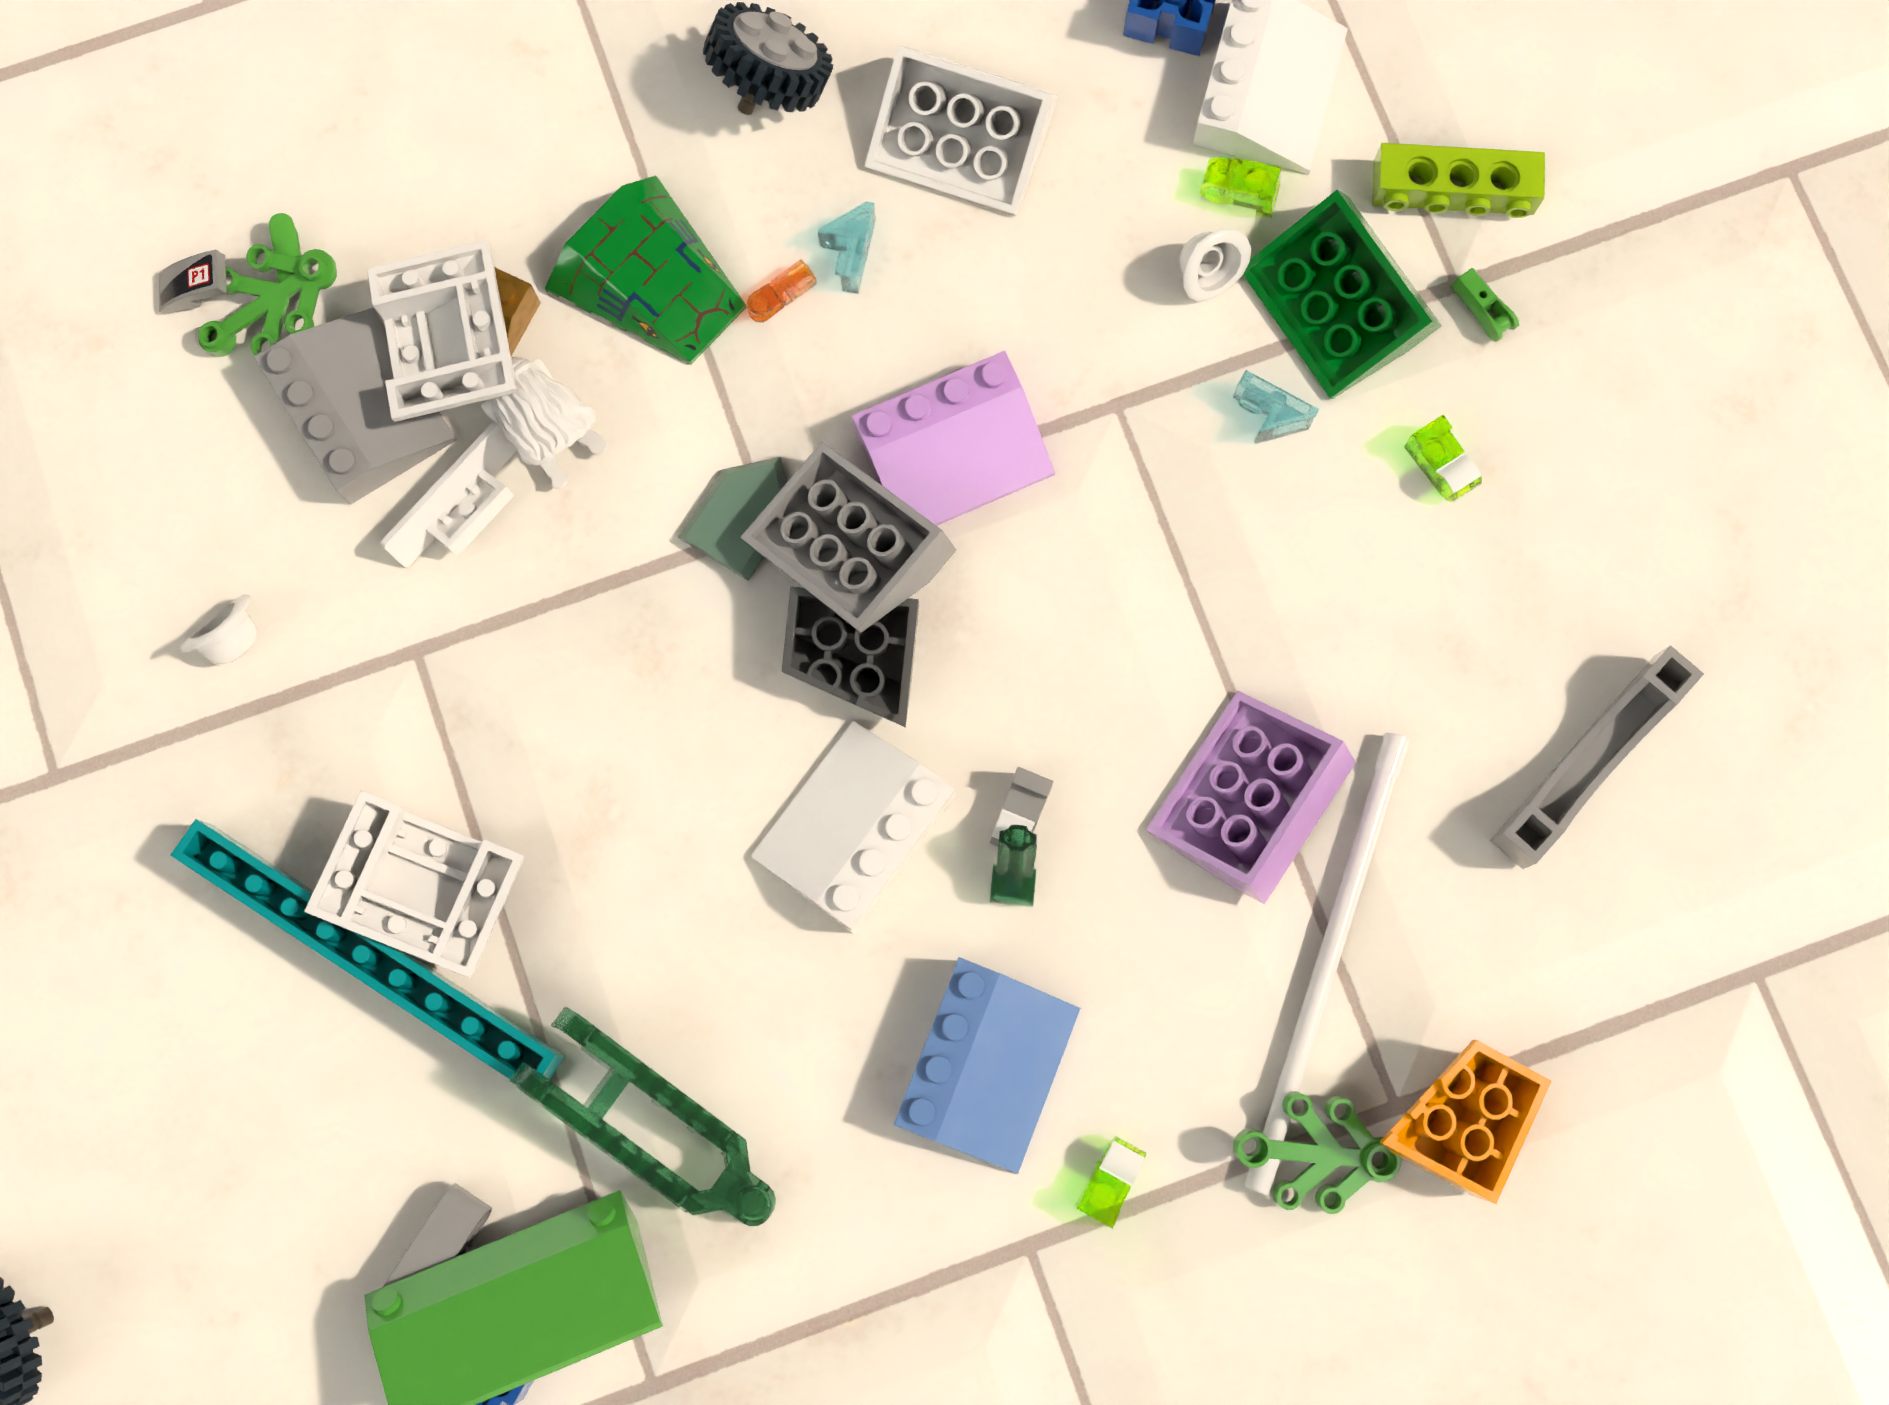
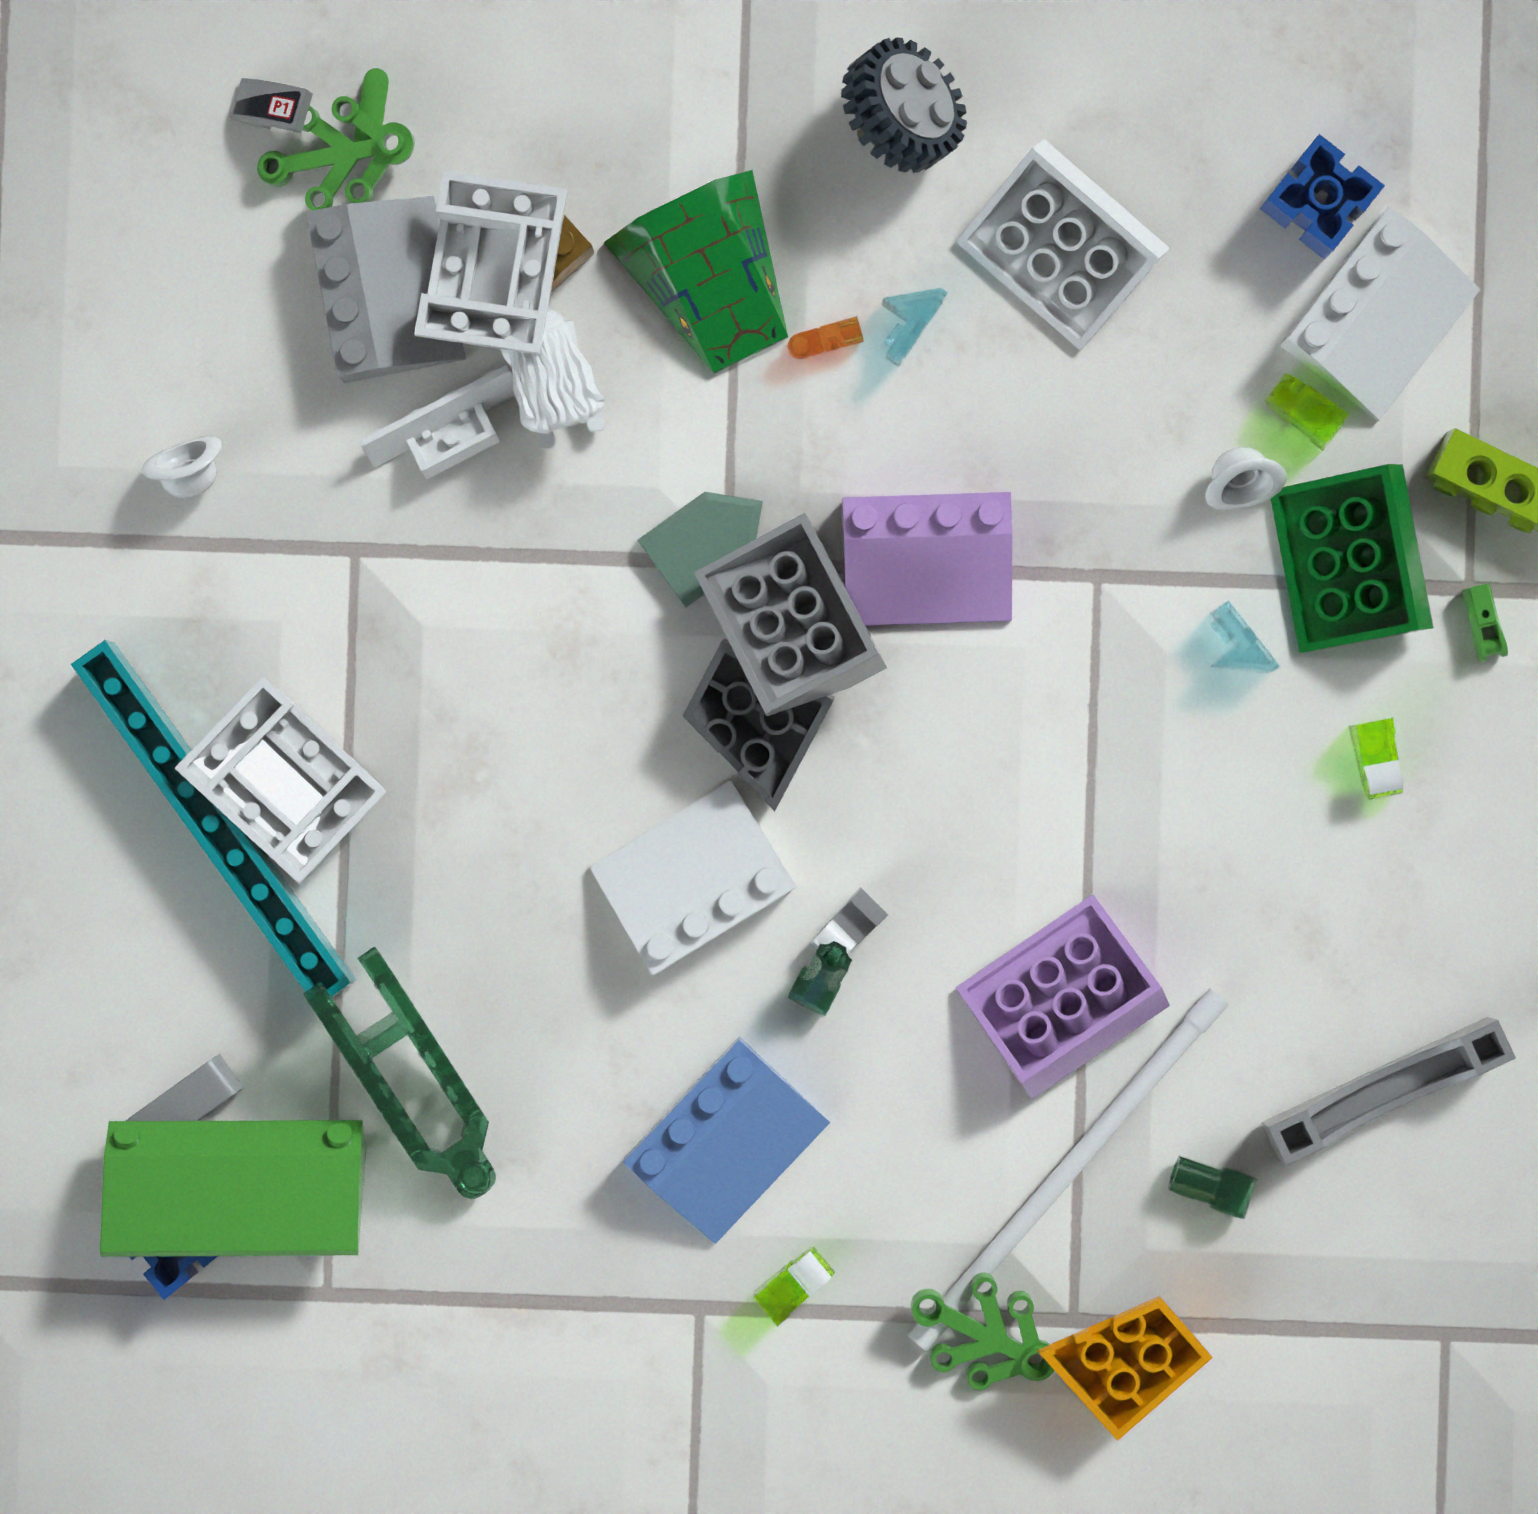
camera: 15 degrees right, 10 degrees up
(1484, 917) = (1222, 1189): none -> clear green piece

